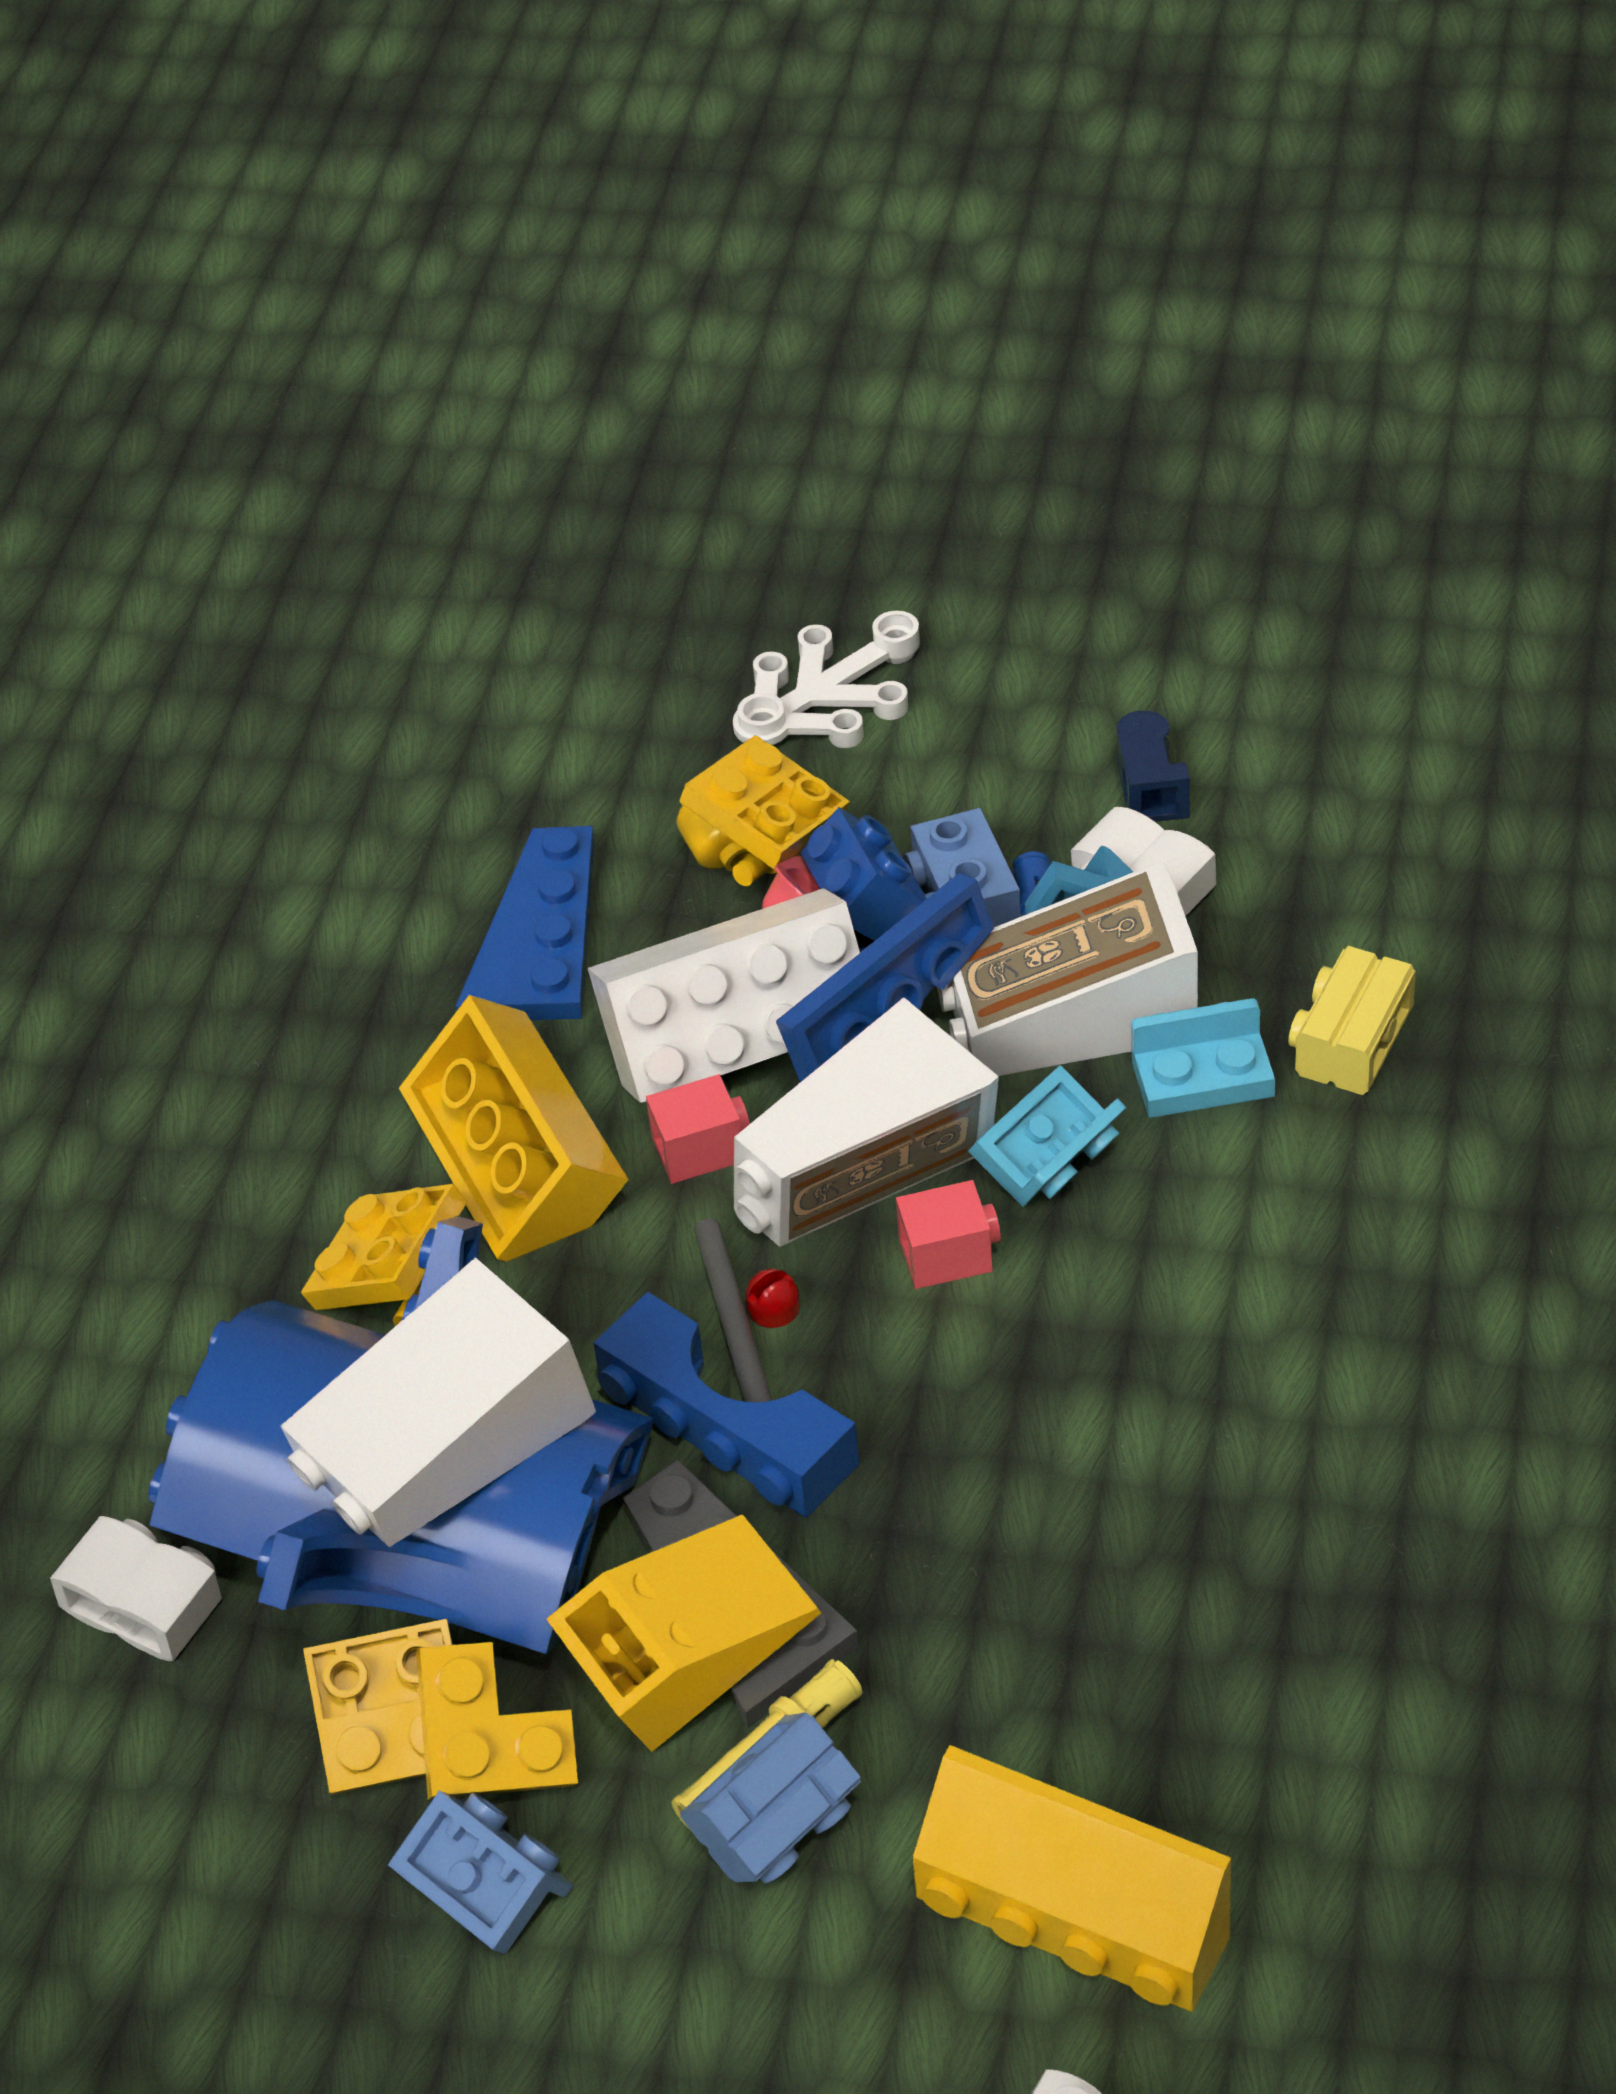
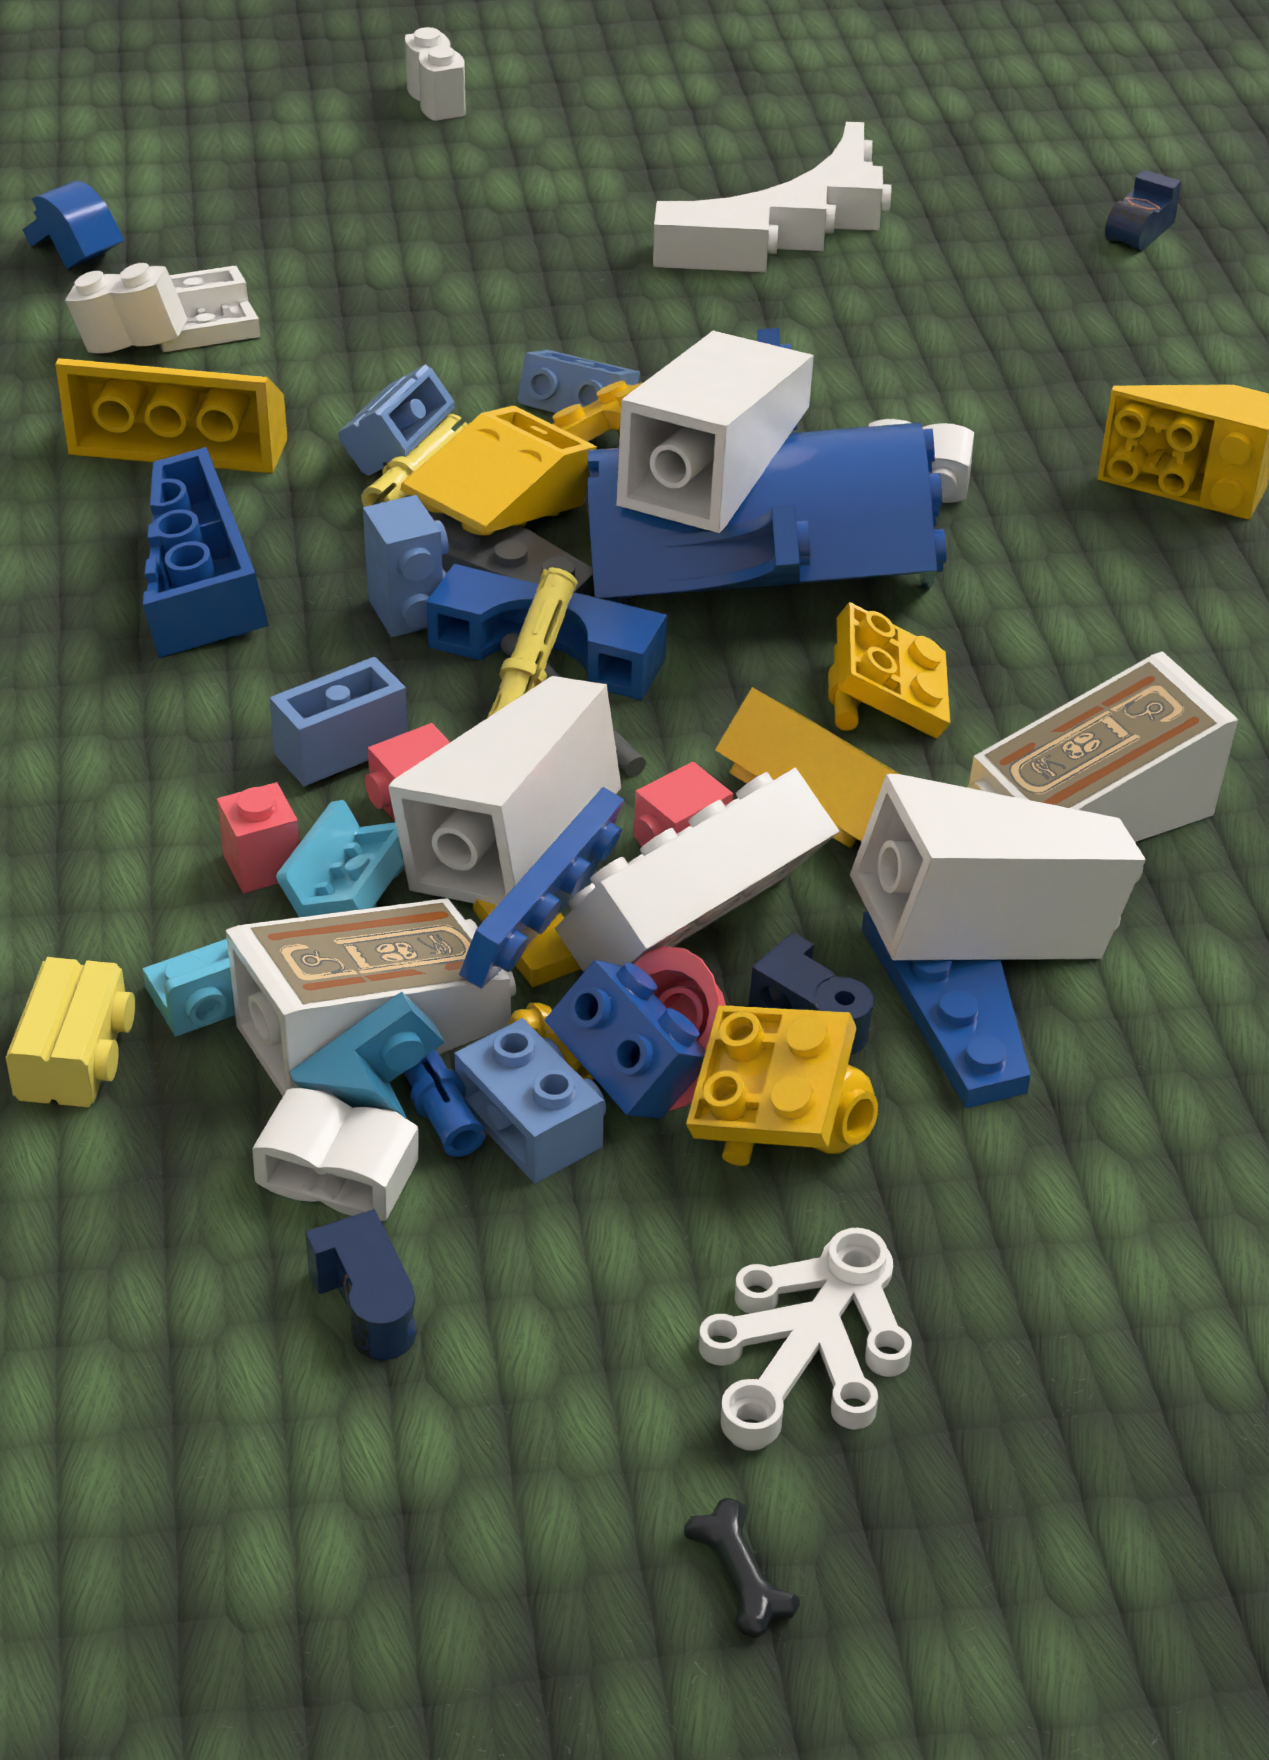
camera: 155 degrees right, 5 degrees down
(269, 1060) = (1129, 749): none -> slope
(470, 920) = (991, 874): none -> white slope
(667, 907) = (794, 981): none -> dark blue leg
(778, 1327) = (536, 638): none -> light yellow pin
(857, 1484) = (402, 562): none -> medium blue brick
(949, 582) = (757, 1597): none -> black piece
(1006, 1291) = (336, 718): none -> medium blue brick
(1101, 1577) = (197, 563): none -> blue wedge
(1128, 1180) = (257, 834): none -> coral brick

